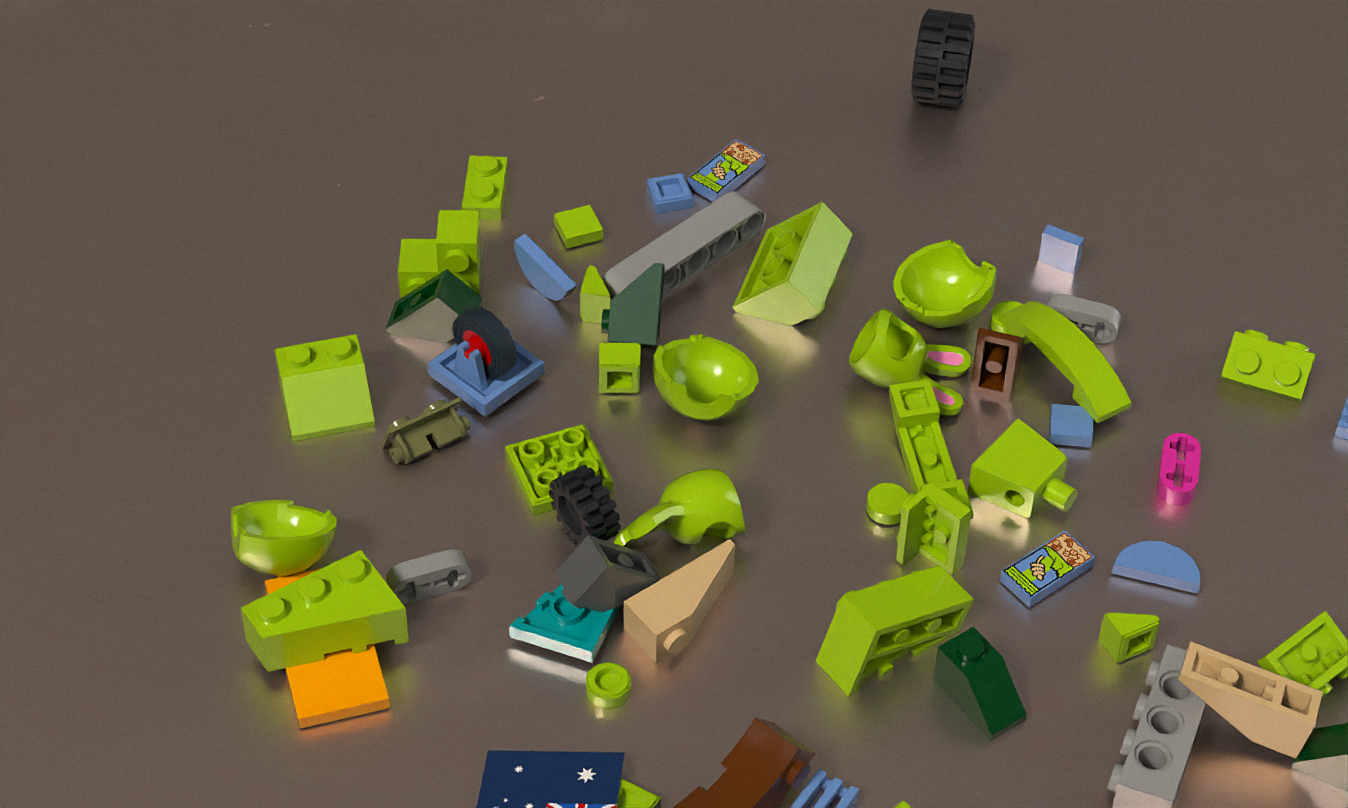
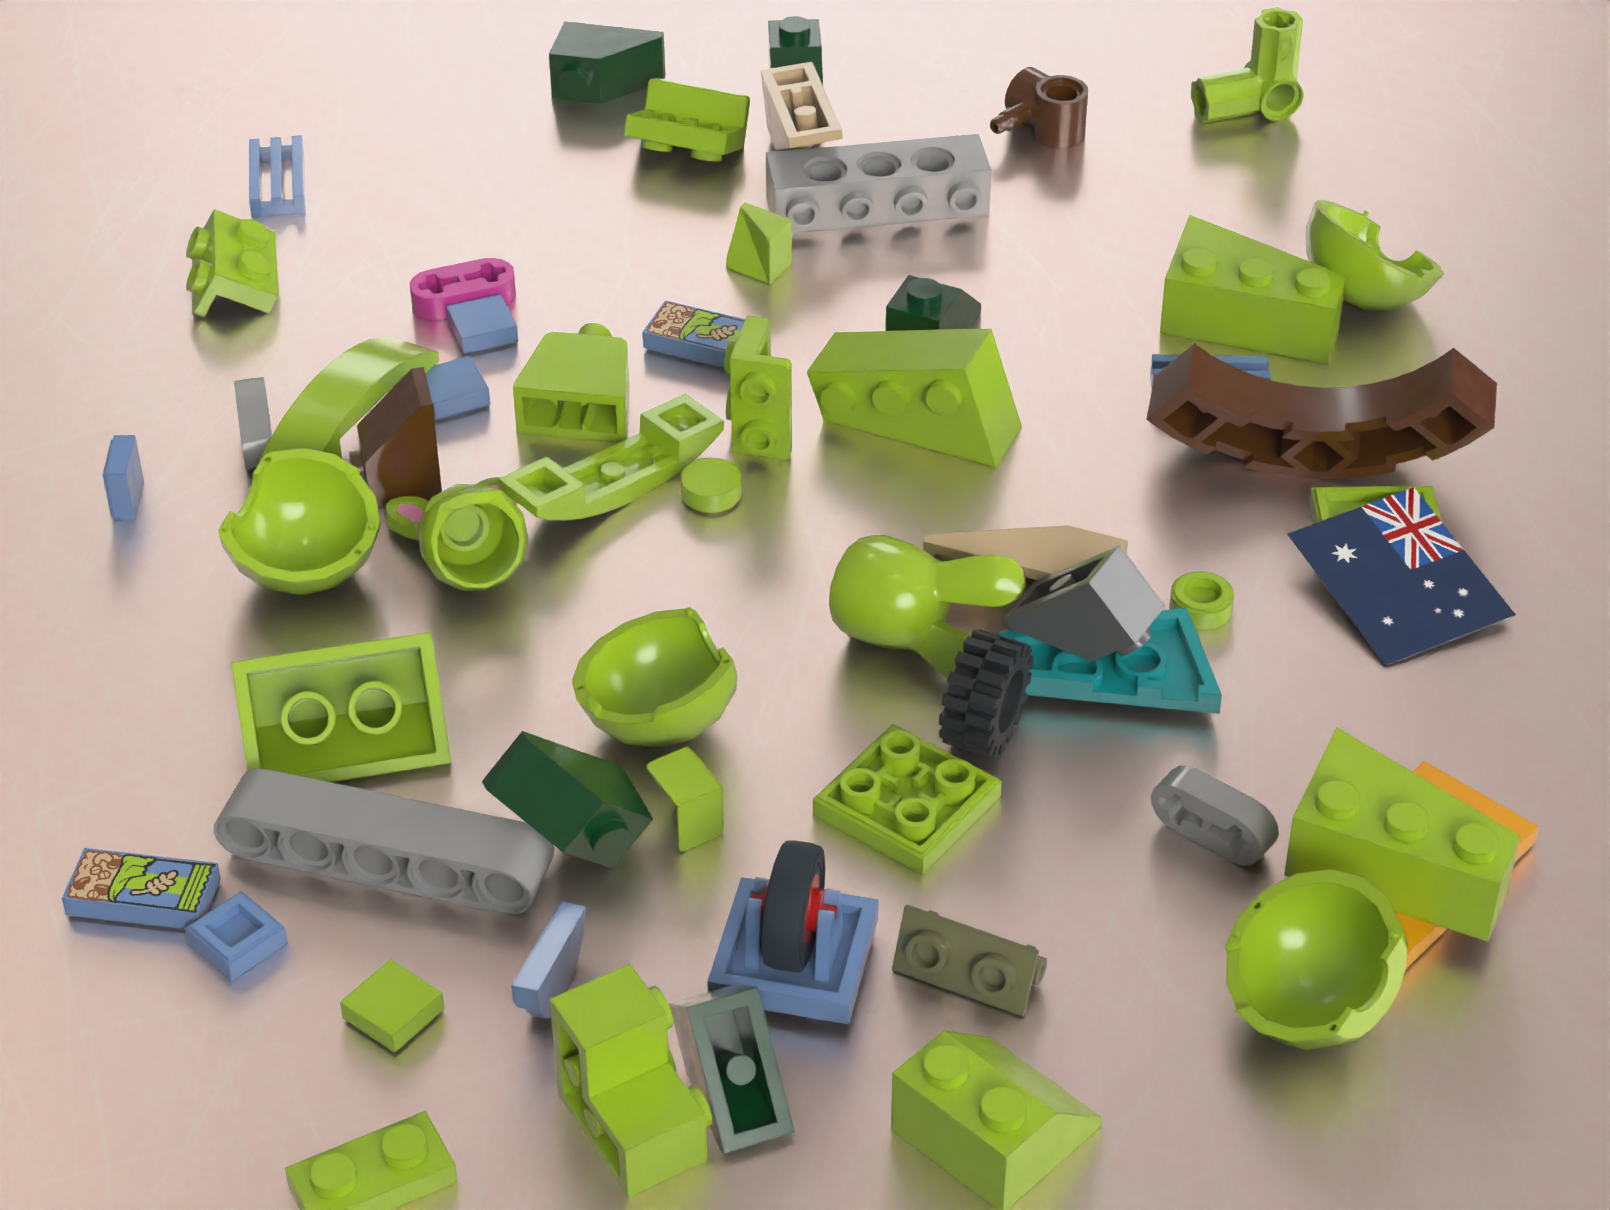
camera: 120 degrees left, 5 degrees down
(593, 296) = (555, 880): lime slope -> none
(1133, 464) = (482, 324): none -> medium blue tile
(1158, 564) = (629, 264): medium blue tile -> none

